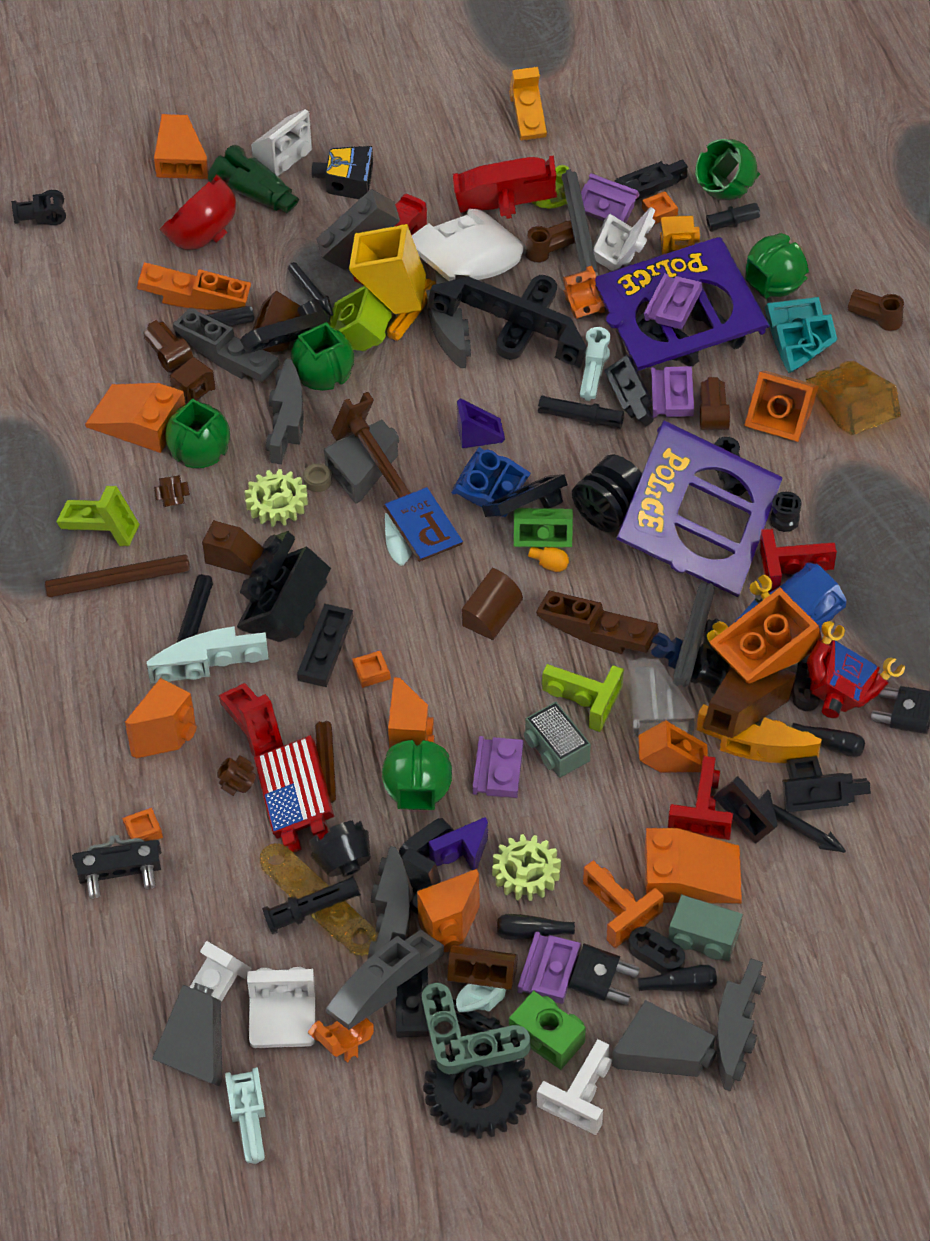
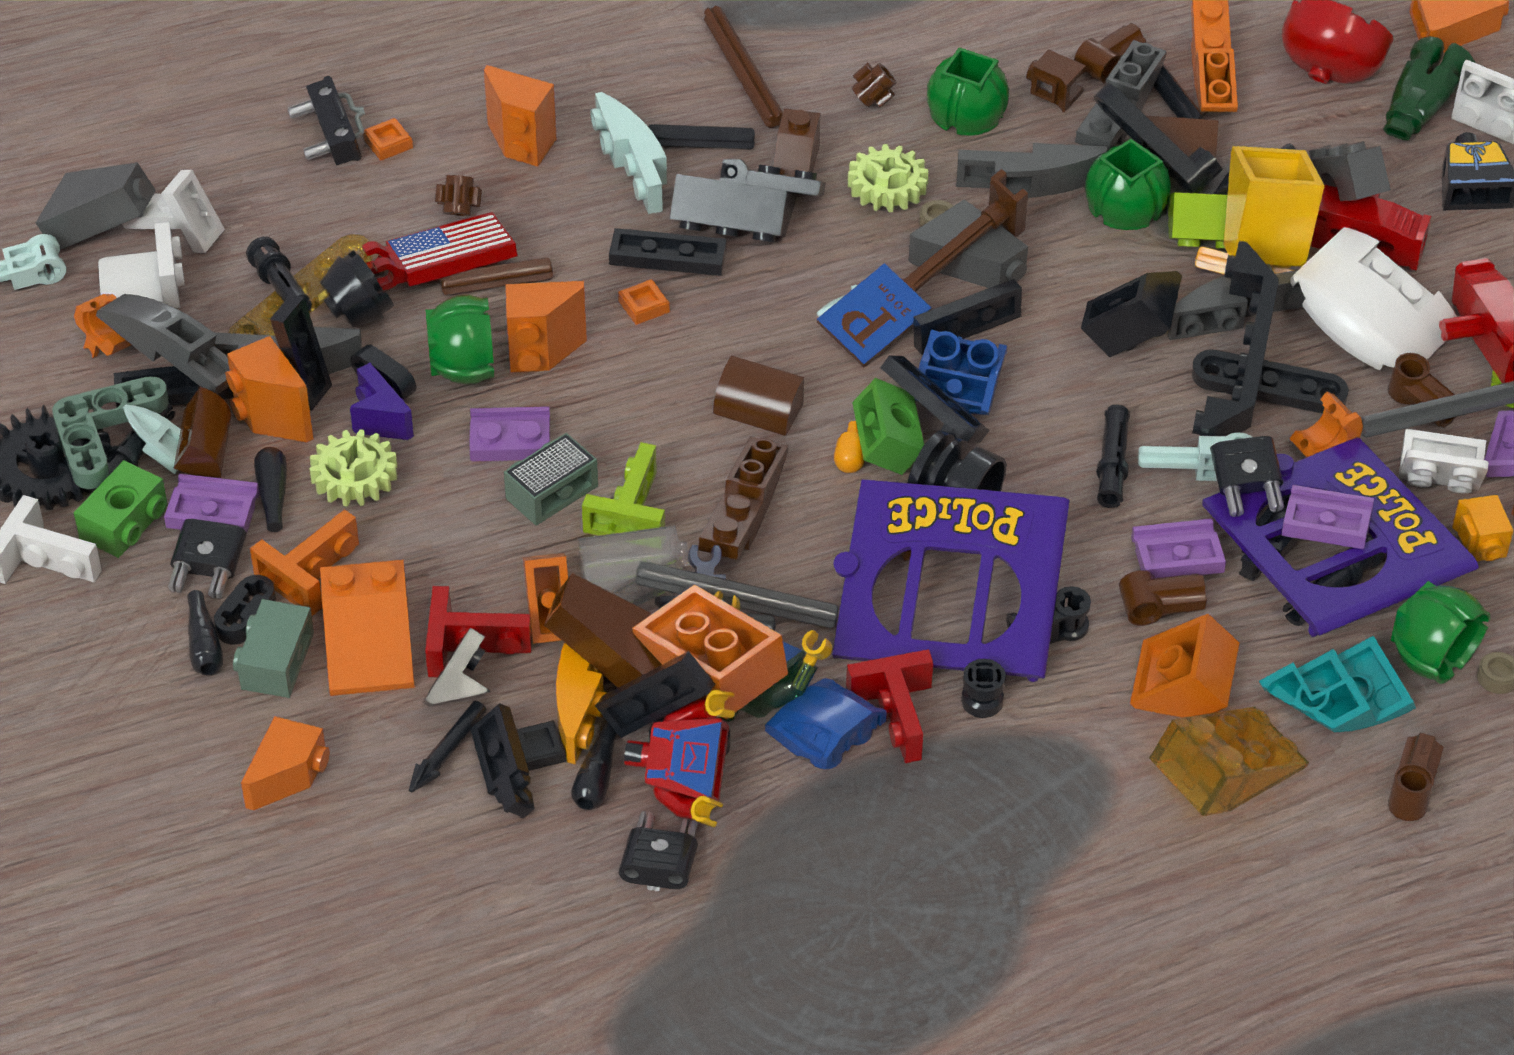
camera: 80 degrees right, 5 degrees down
(107, 514) = (815, 35): lime bracket -> none
(137, 413) = (999, 37): orange slope -> none
(254, 717) = (532, 192): red bracket -> none
(433, 471) = (971, 313): none -> black plate
(457, 369) = (1132, 312): none -> black slope
(477, 426) = (1055, 347): dark purple slope -> none
(626, 333) = (1247, 467): none -> black piece
(630, 389) = (1162, 502): black hinge -> none
(663, 1044) = (106, 619): dark grey slope -> none
(735, 1024) = (124, 684): dark grey slope -> none
(803, 677) = (655, 694): none -> black plate
(815, 927) = (284, 762): none -> orange slope

